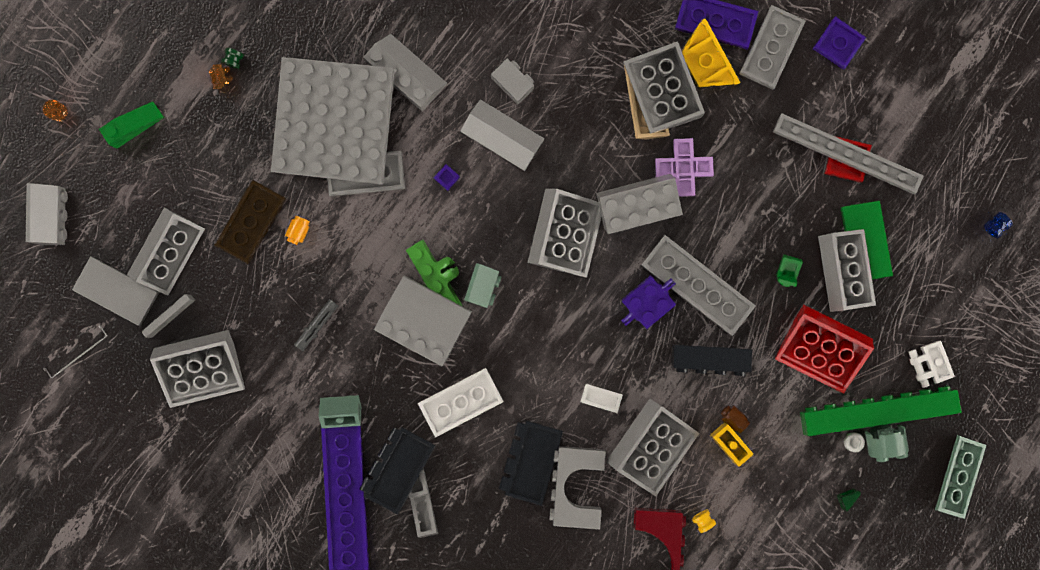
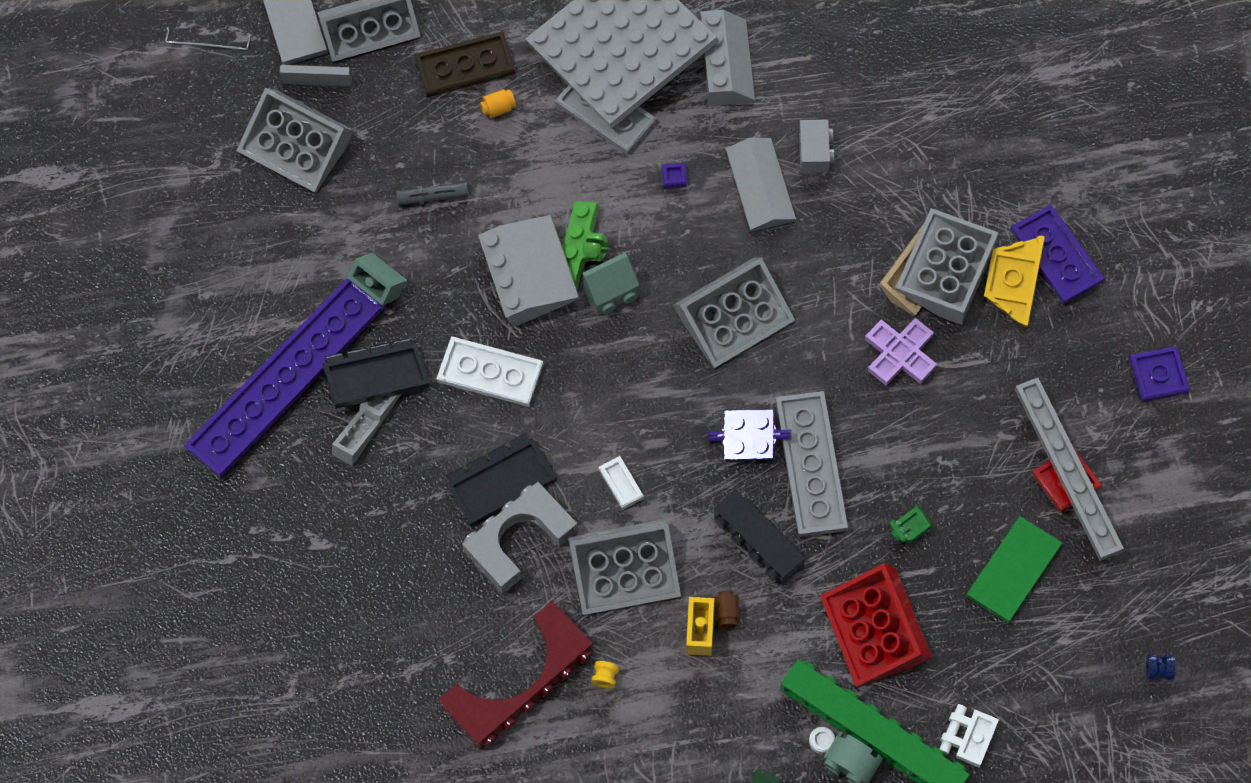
camera: 45 degrees right, 20 degrees down
(639, 203) = (825, 341): light grey brick -> none
(772, 47) = (1089, 323): light grey tile -> none
(847, 270) = (967, 572): light grey slope -> none

